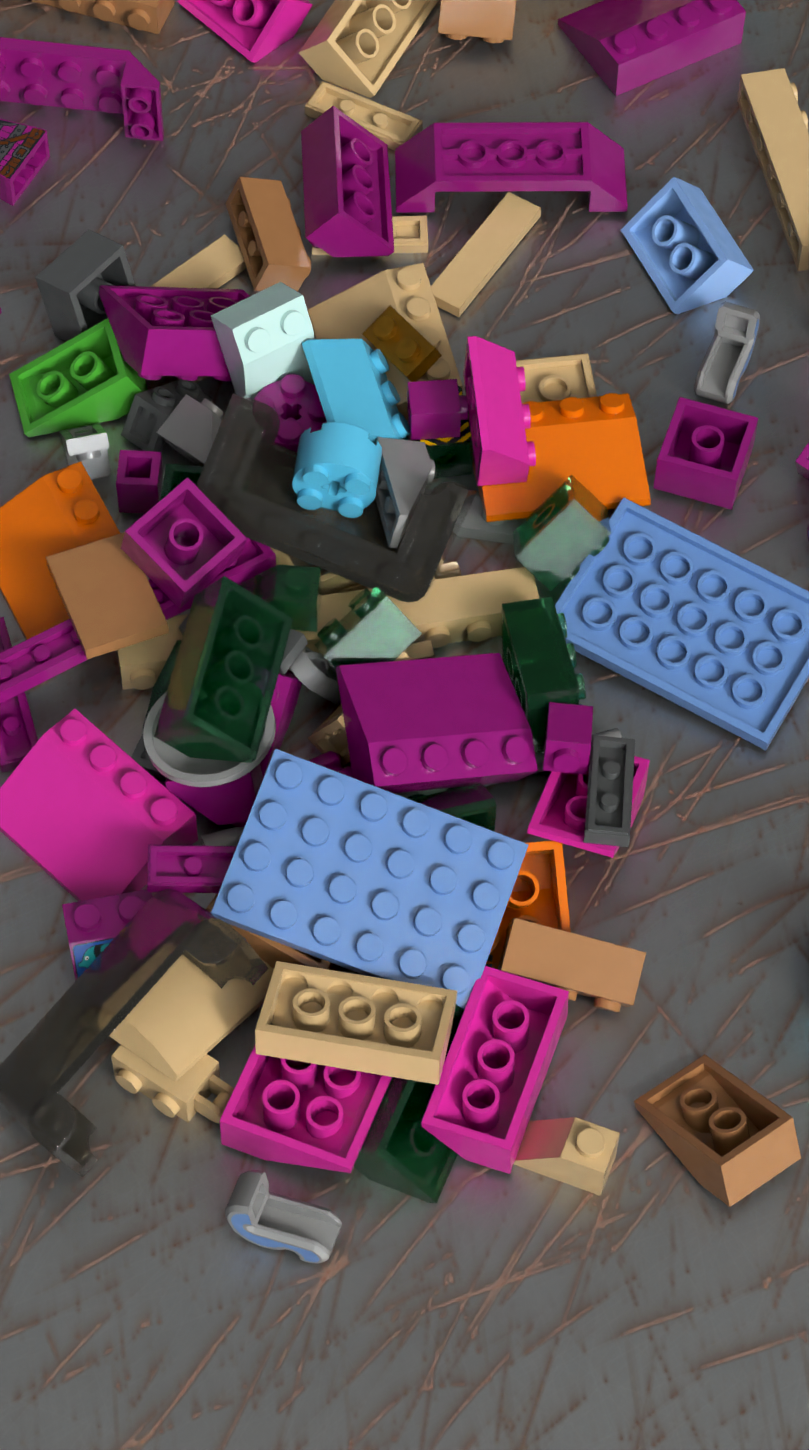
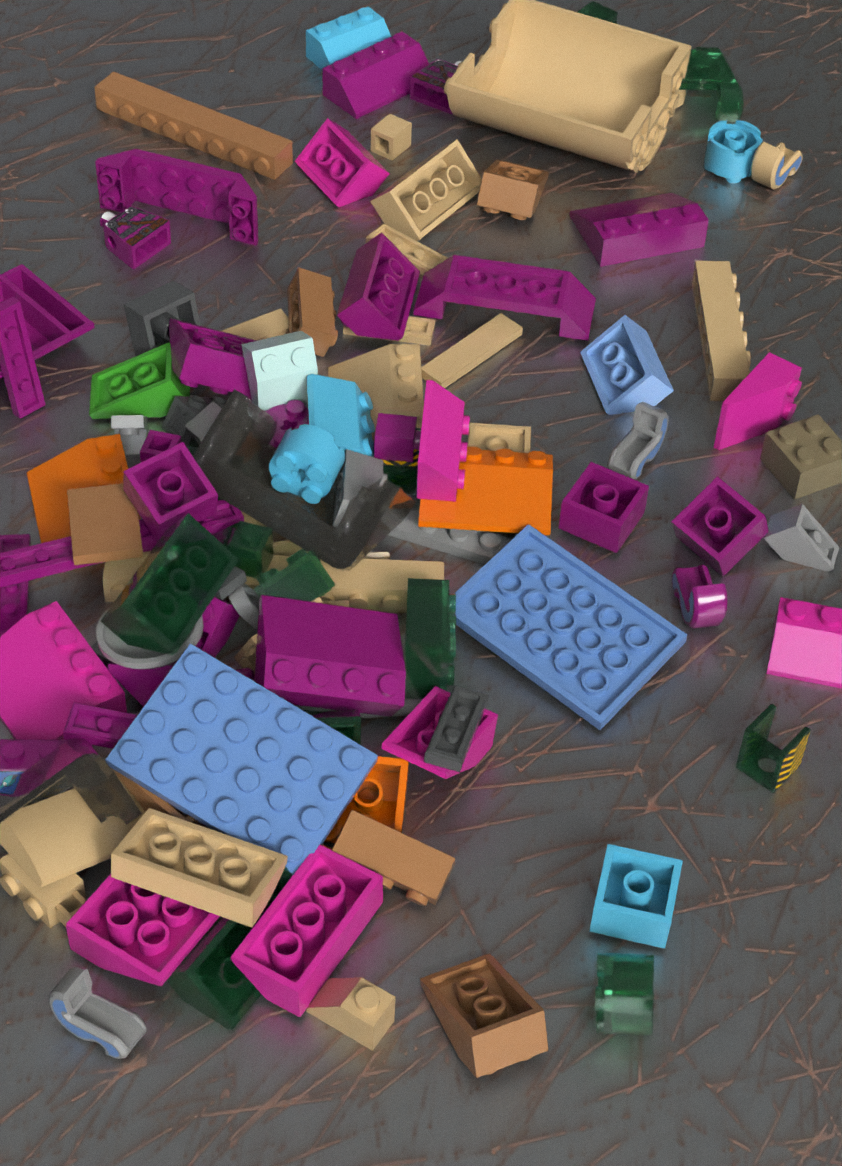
camera: 10 degrees right, 10 degrees down
(402, 344) = (386, 392): pearl gold plate -> none
(562, 534) = (472, 539): clear green brick -> none
(568, 738) = (433, 683): magenta brick -> none

